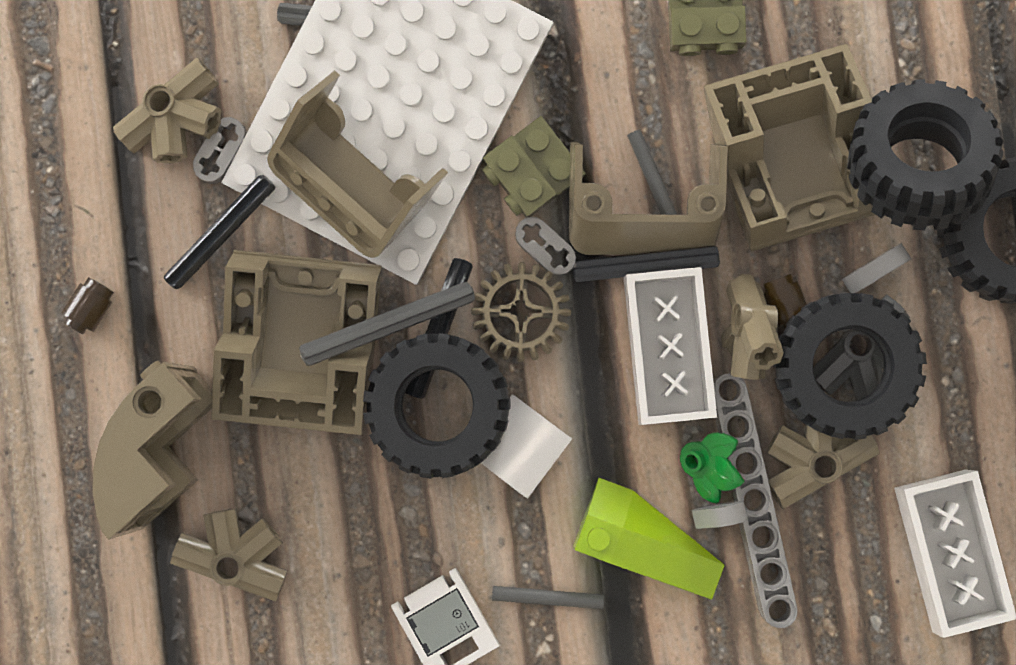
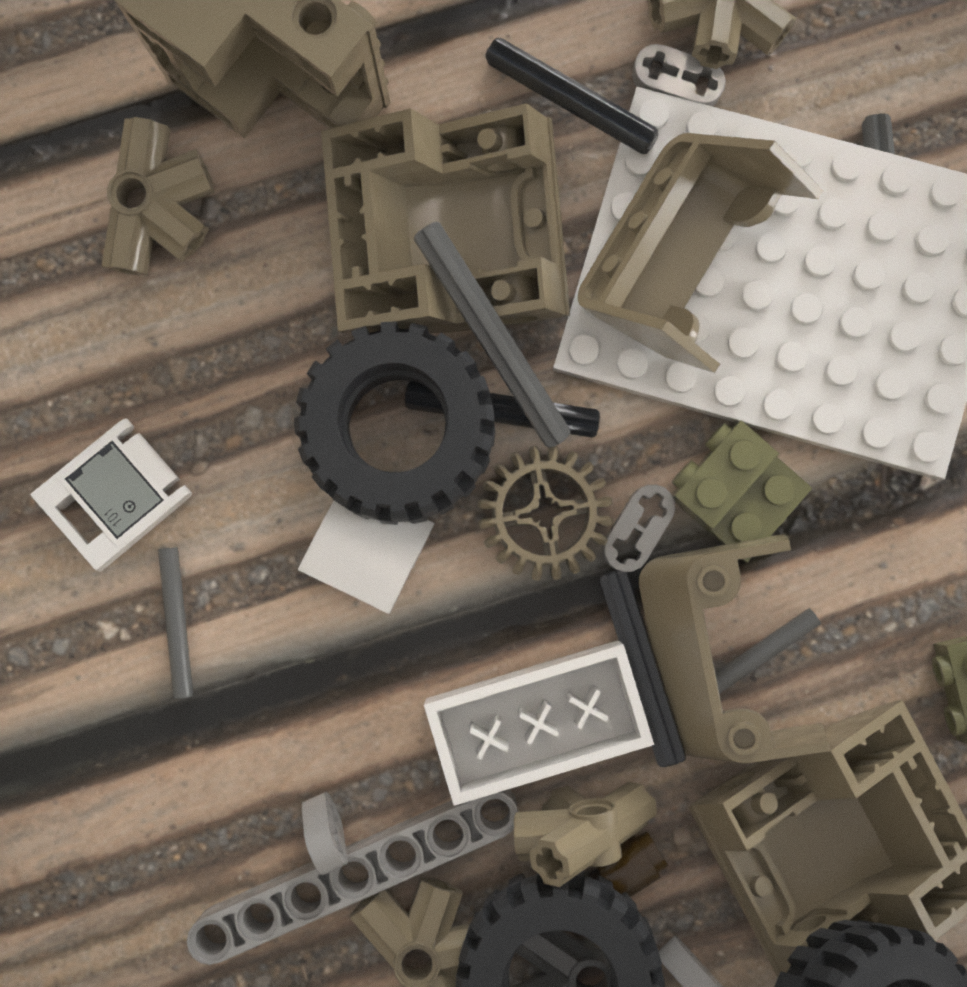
camera: 75 degrees right, 0 degrees up
(639, 538) = (273, 729): lime wedge -> none
(714, 470) = (384, 812): green plate -> none

